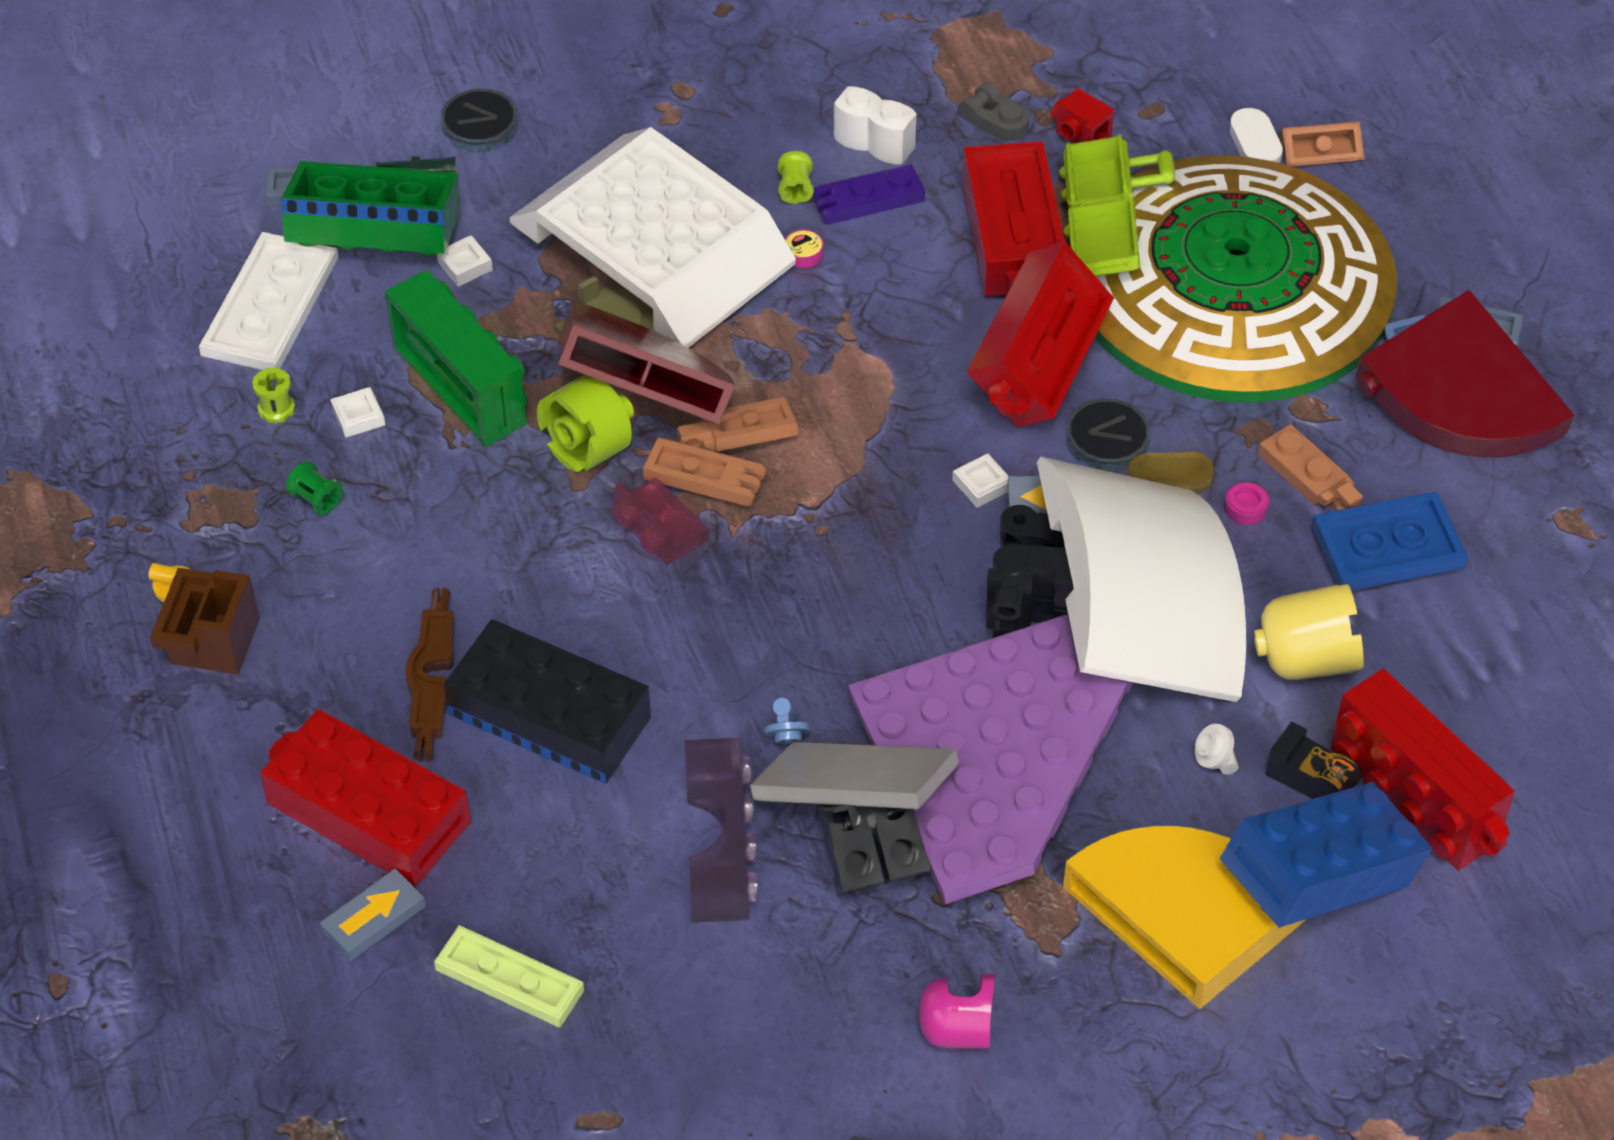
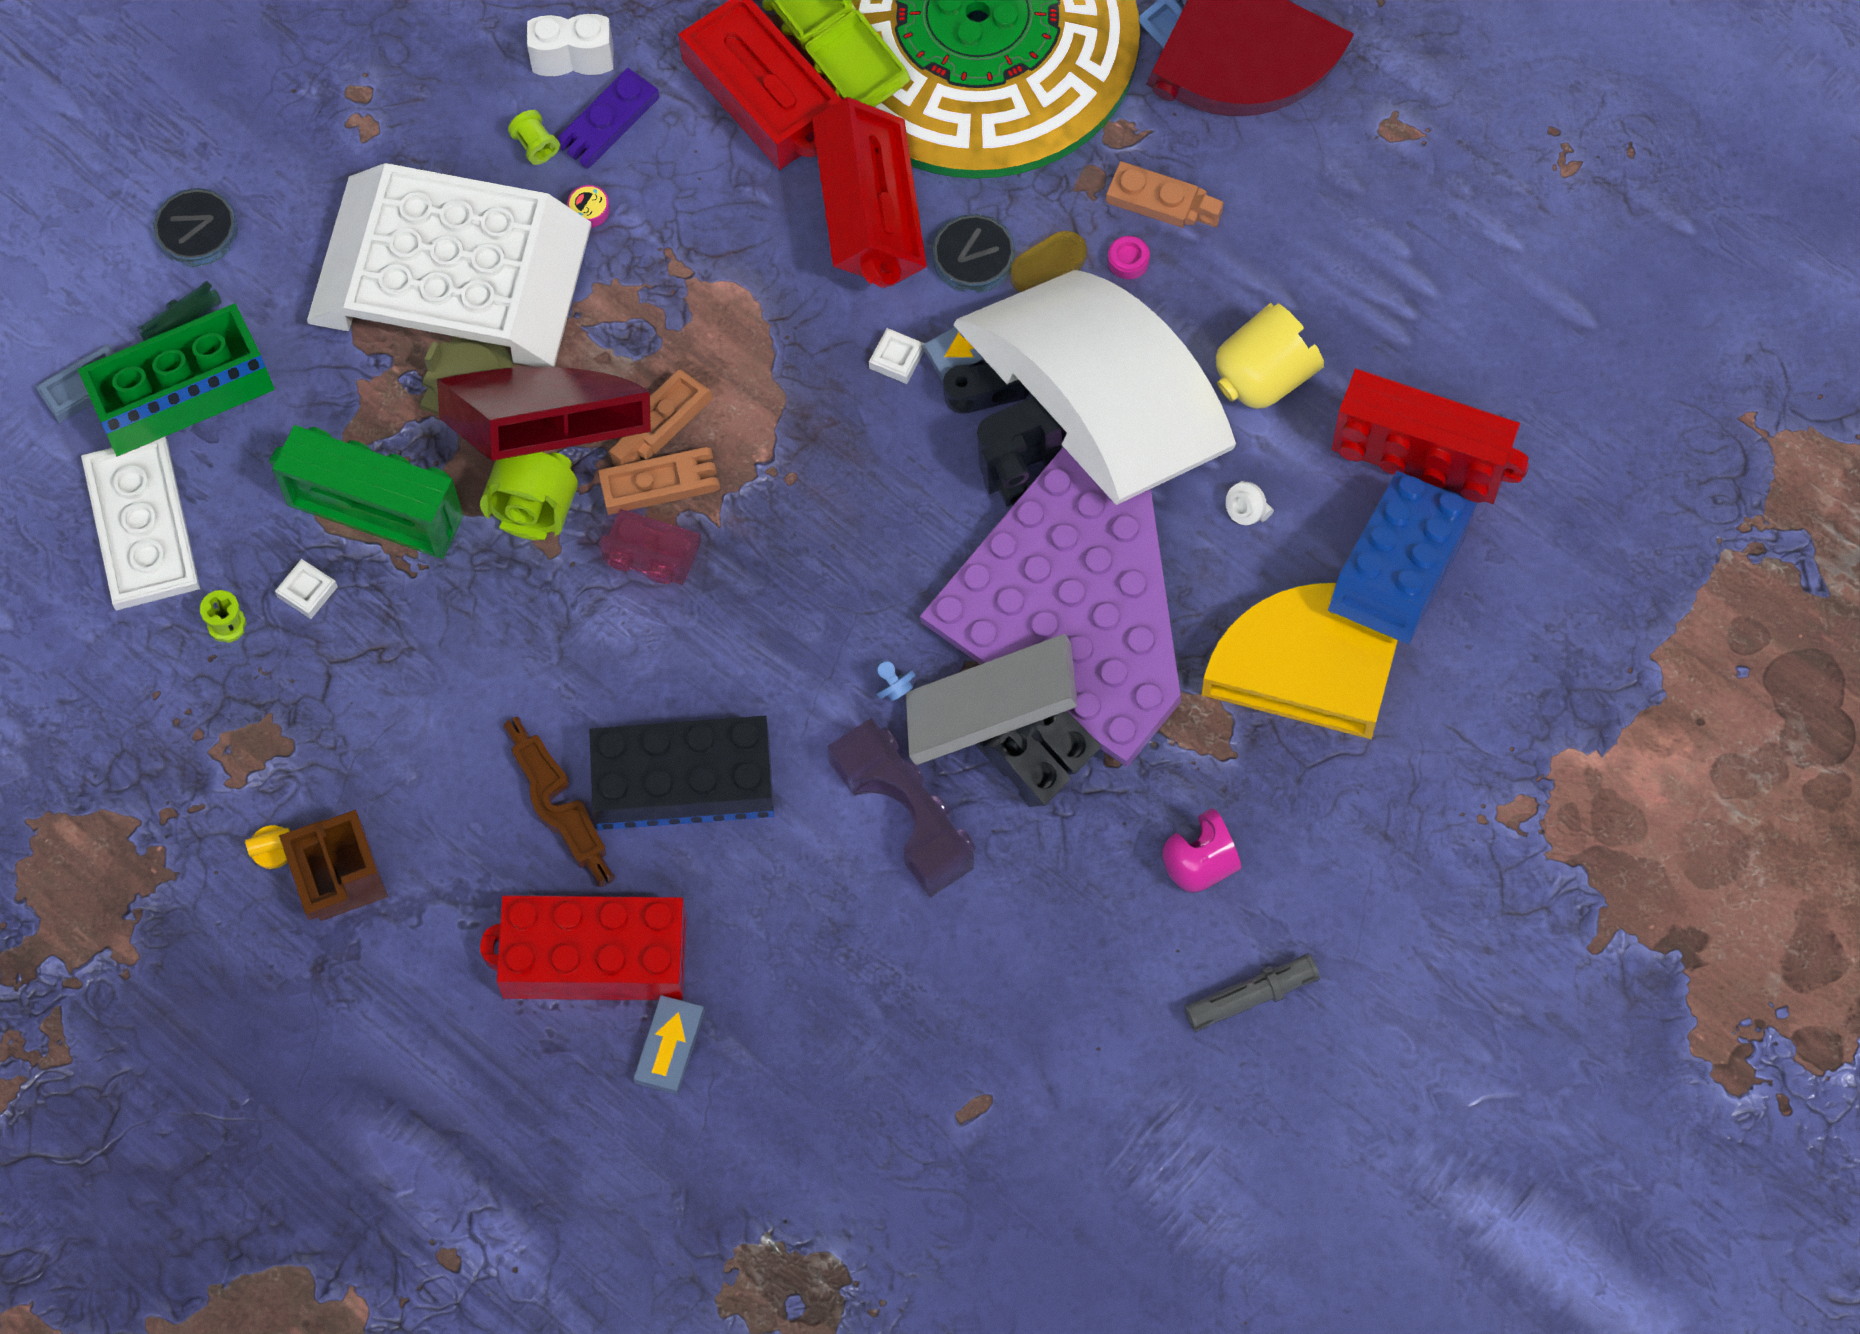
camera: 30 degrees left, 15 degrees up
(314, 488) = (328, 686): green bush -> none
(465, 261) = (292, 383): white tile -> none
(509, 976) = (818, 1031): yellowish green tile -> none
(1310, 766) = (1335, 479): black leg -> none
(1389, 541) = (1267, 232): blue plate -> none

